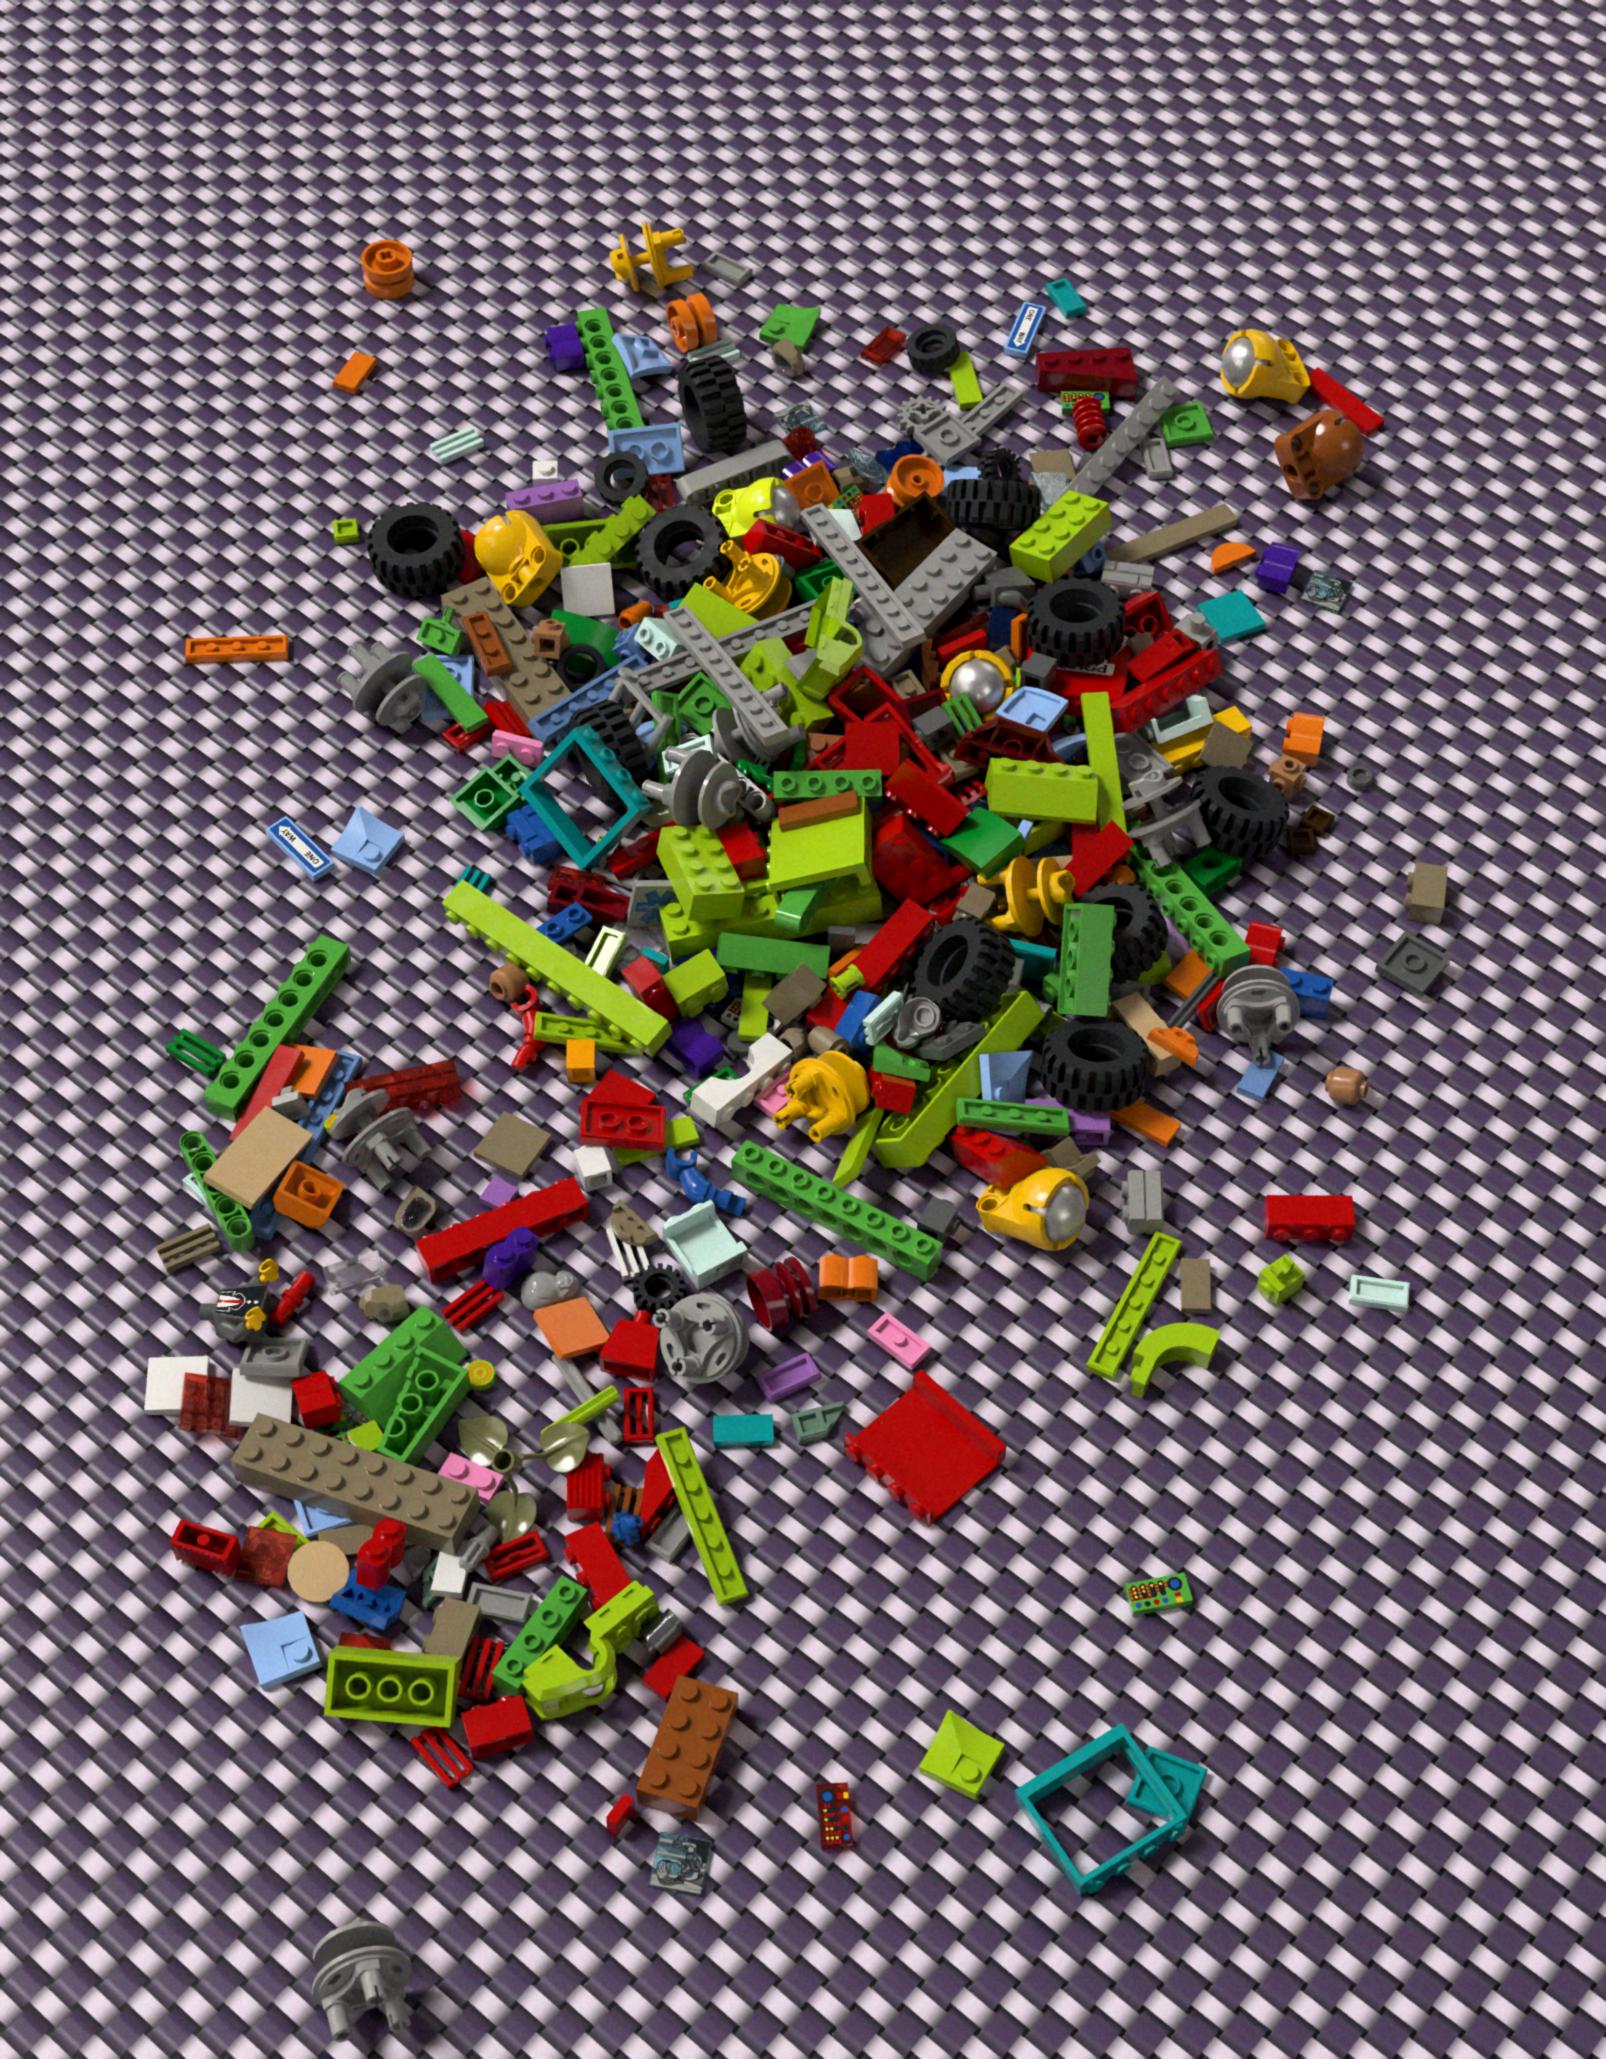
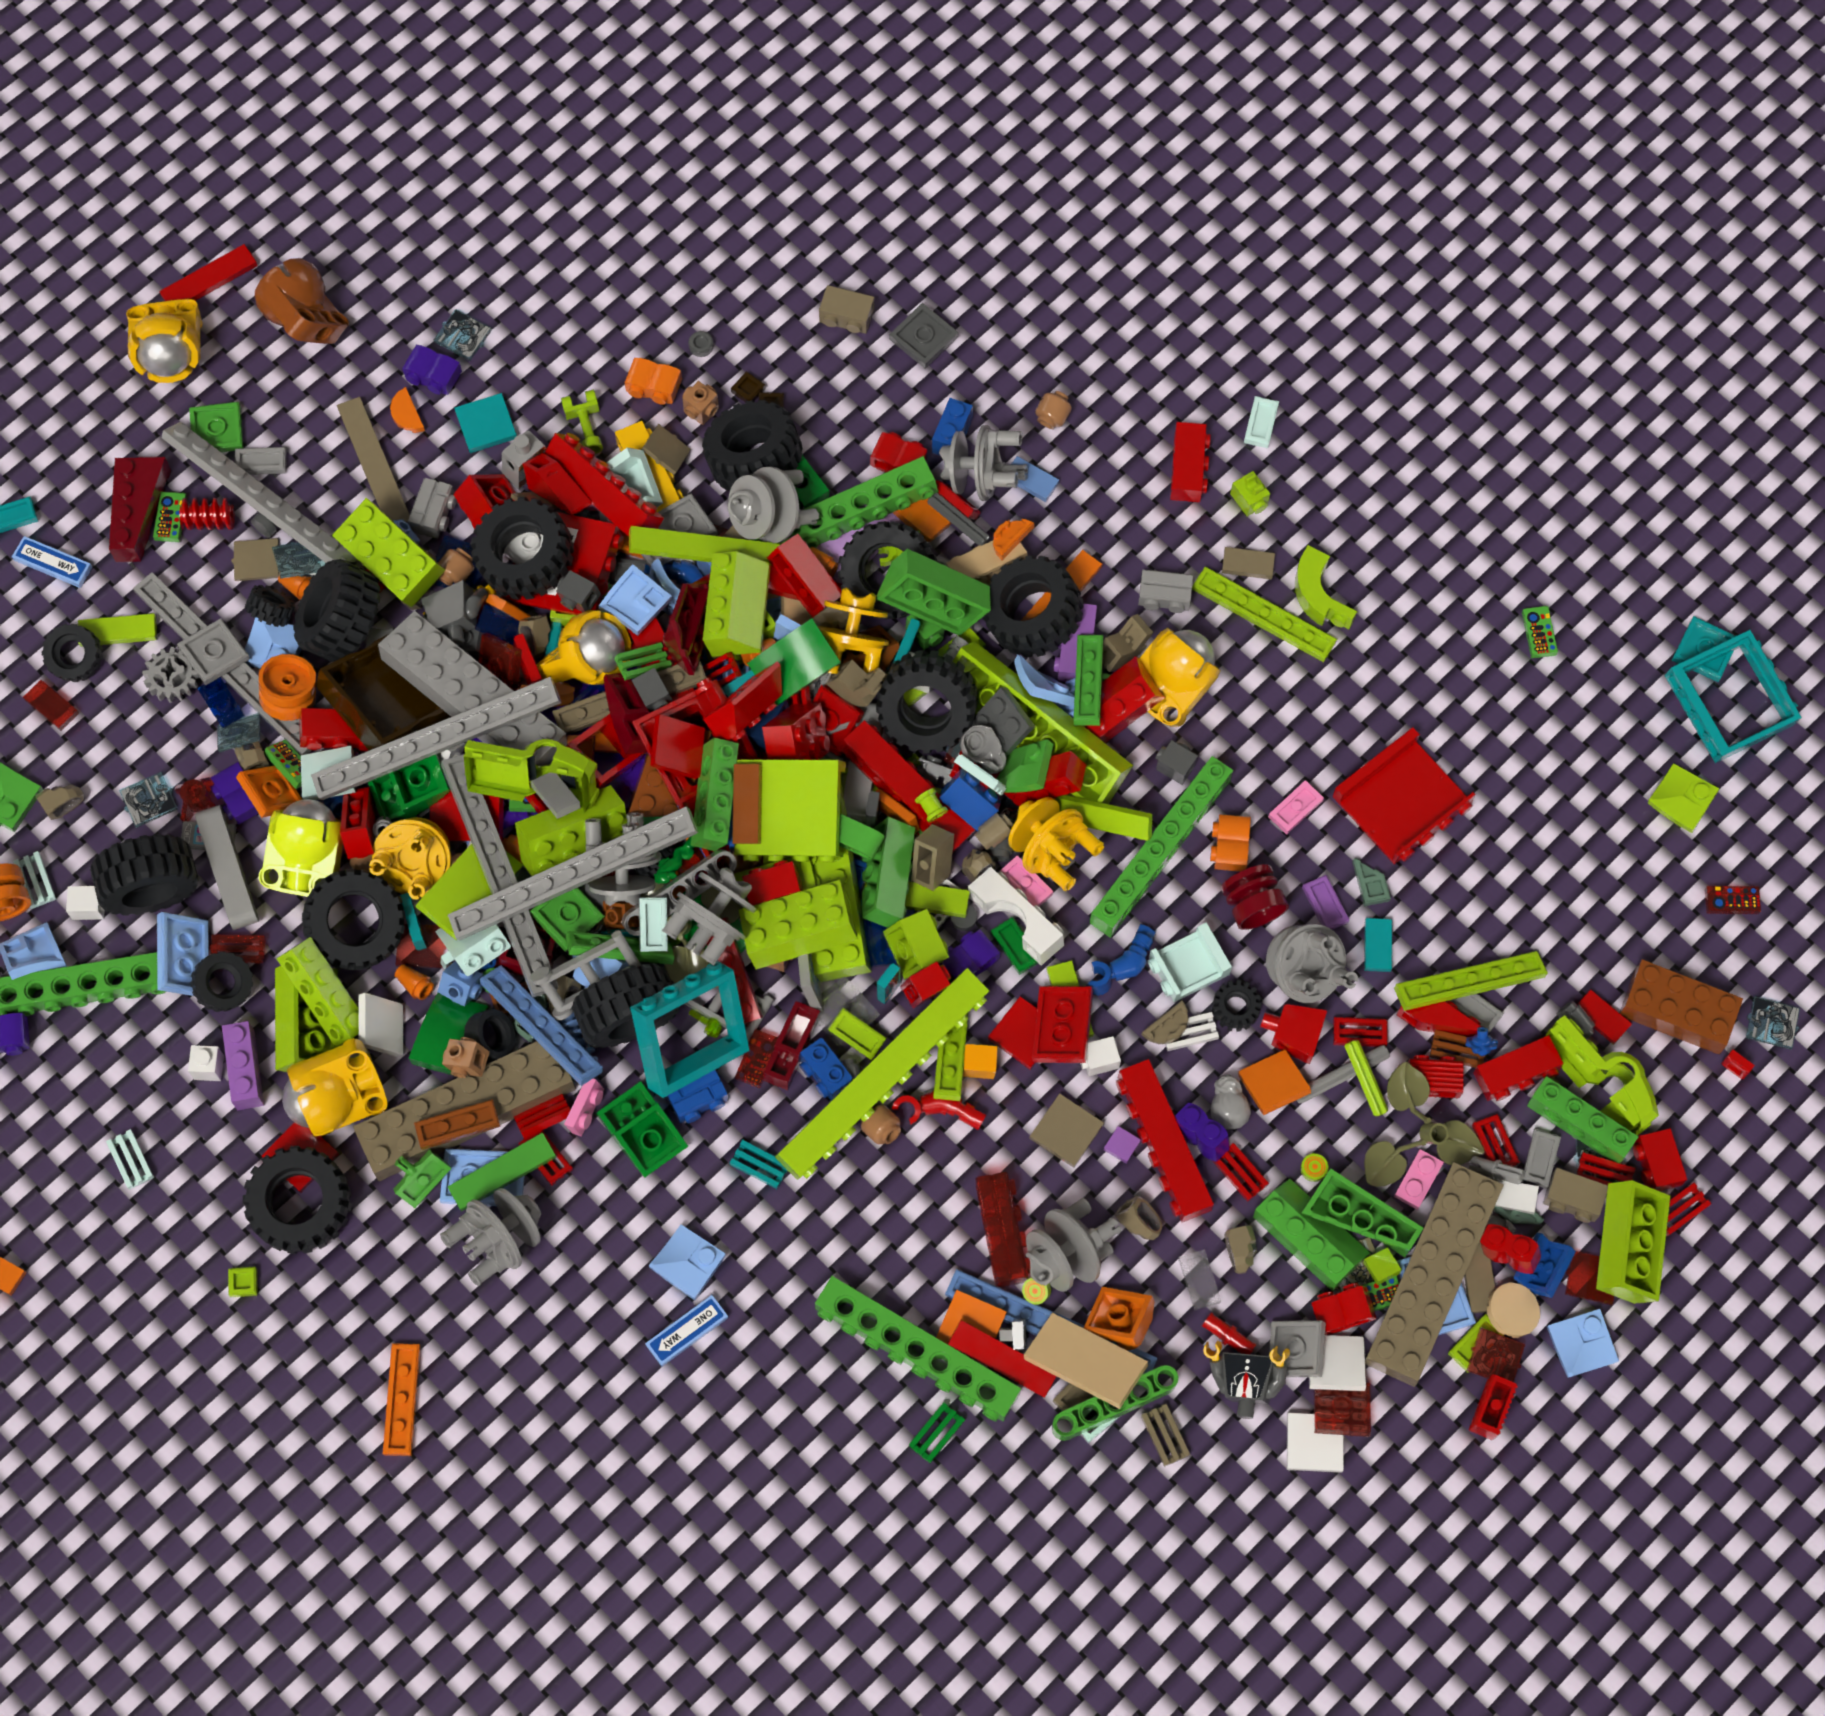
camera: 85 degrees left, 15 degrees up
(1258, 679) = (582, 411): none -> lime bar

